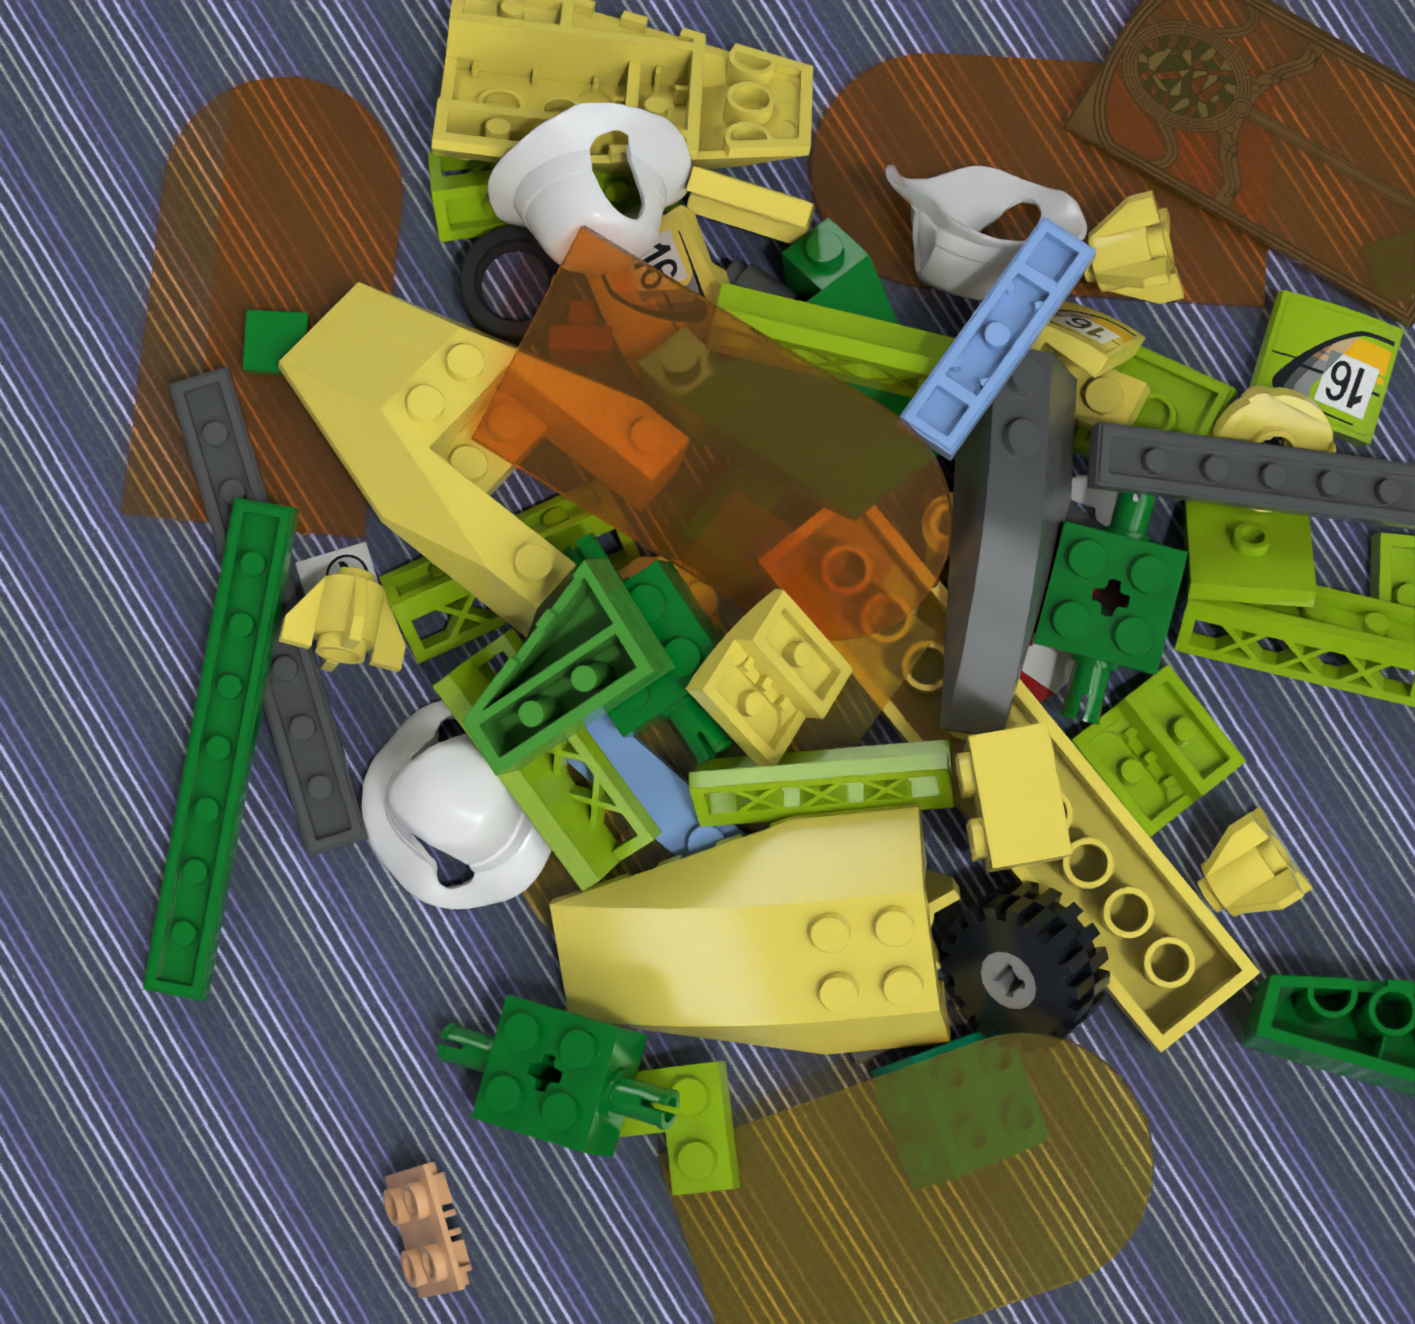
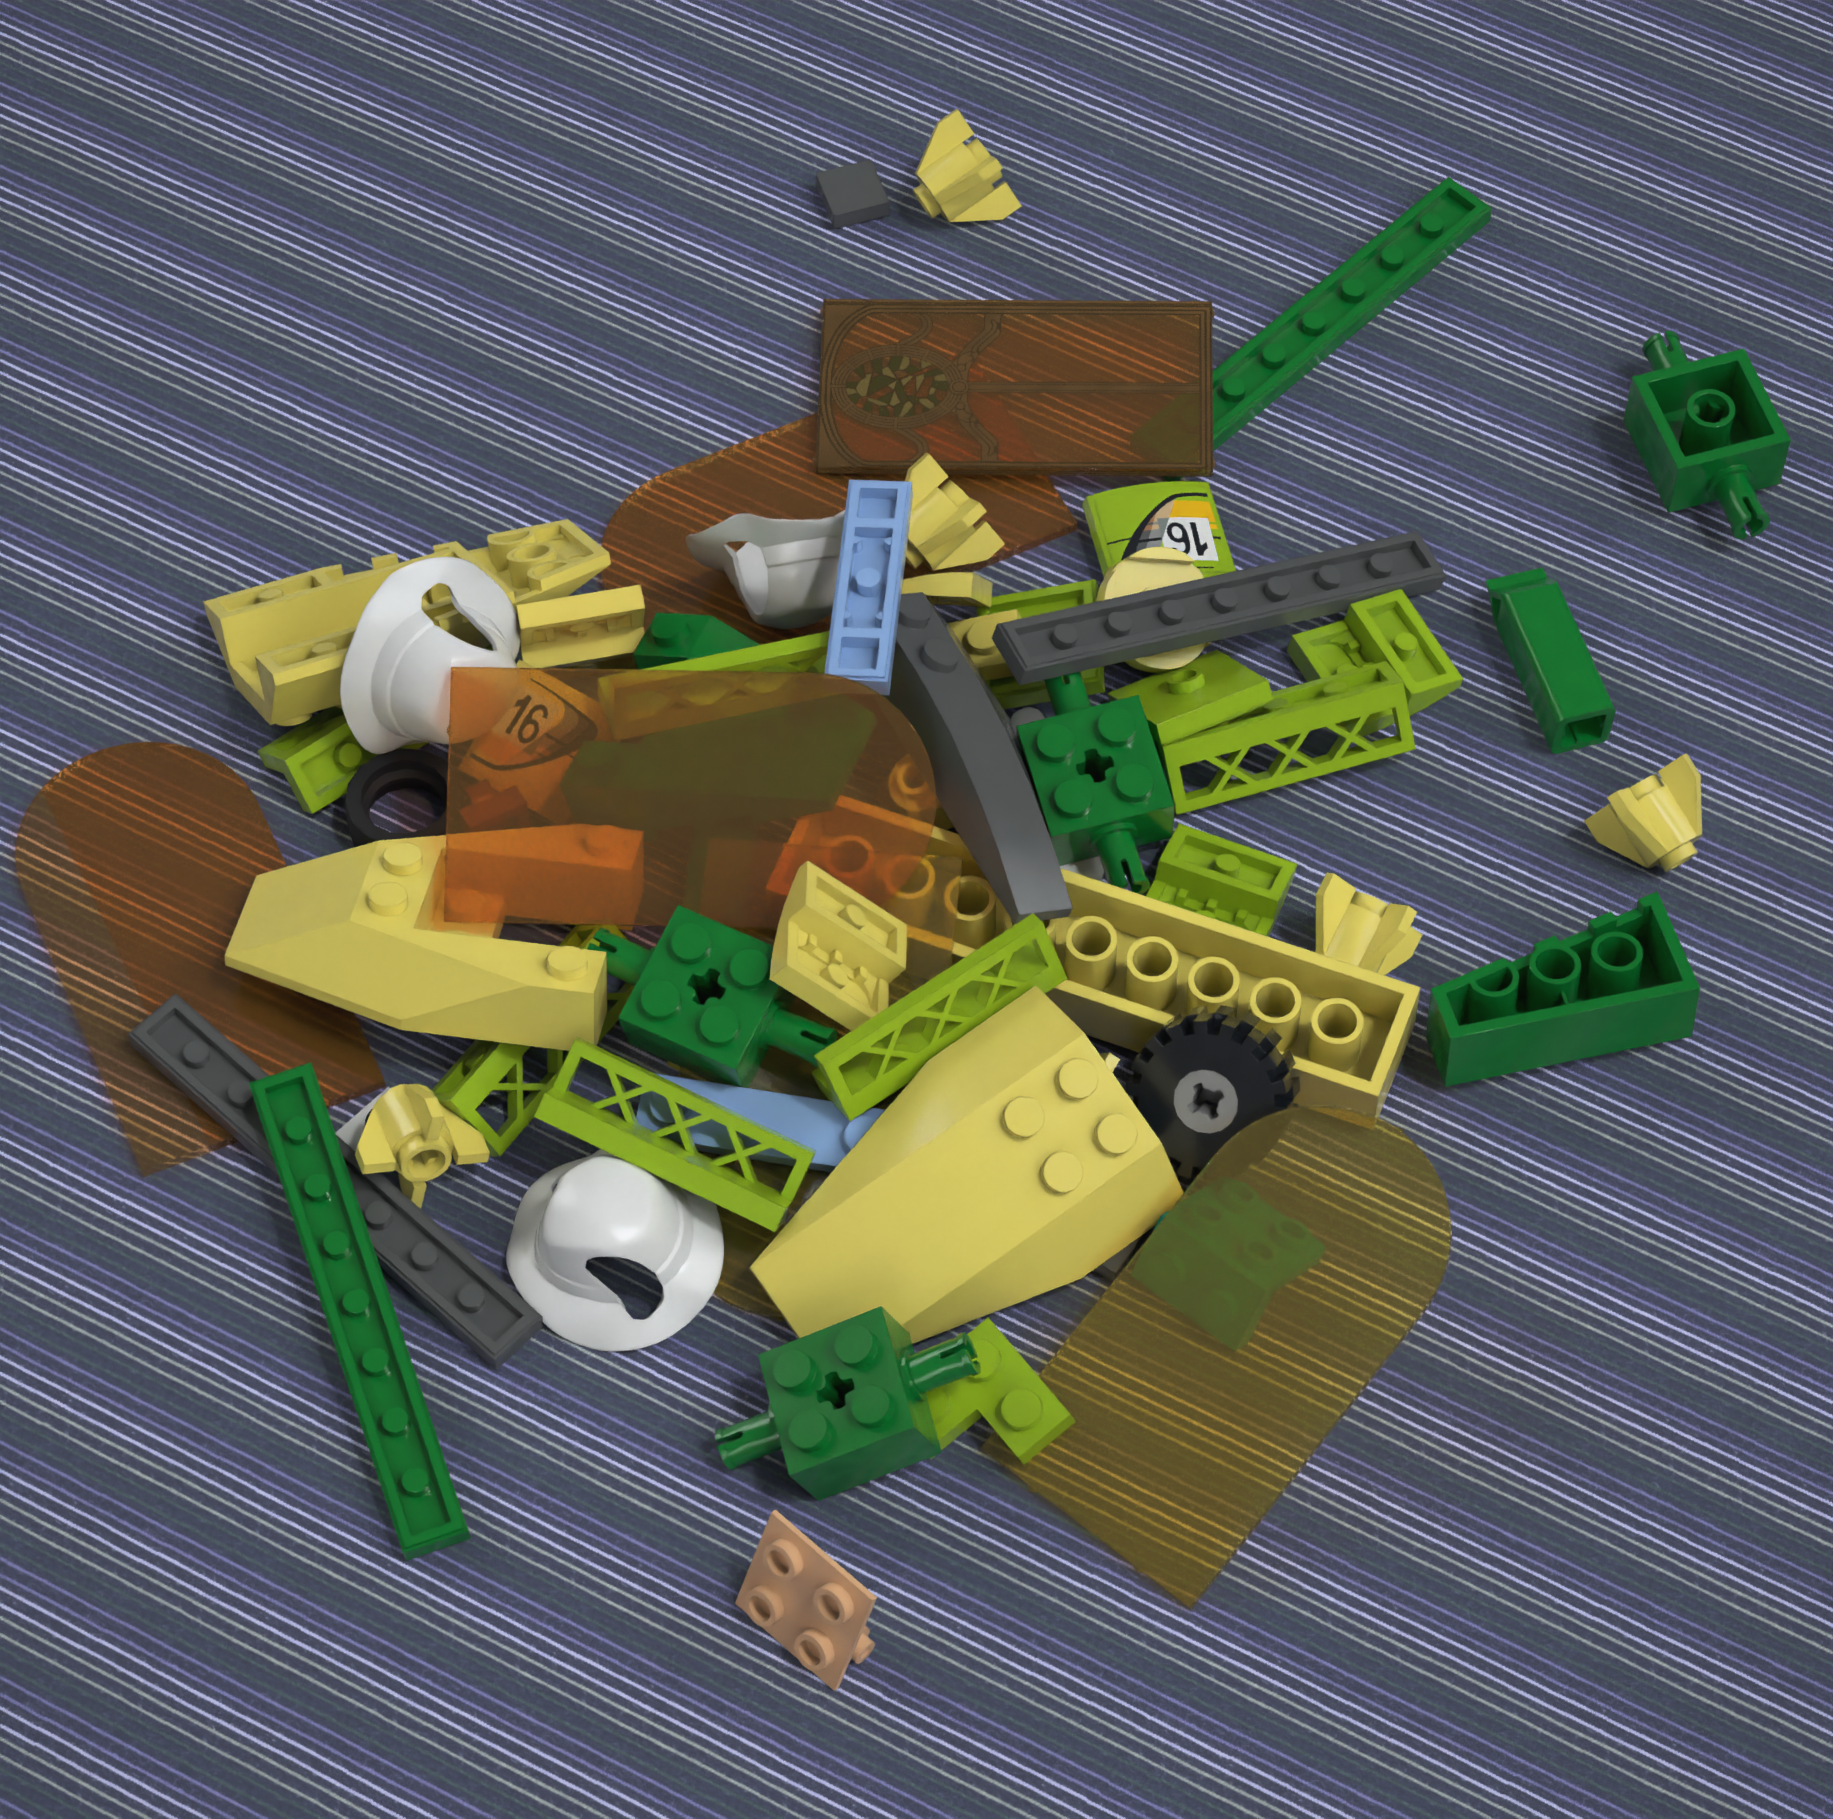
camera: 30 degrees left, 25 degrees down
(270, 337) = (201, 959): green tile -> none
(569, 672) = (657, 1015): bright green wedge -> none
(1014, 798) = (1118, 919): light yellow brick -> none

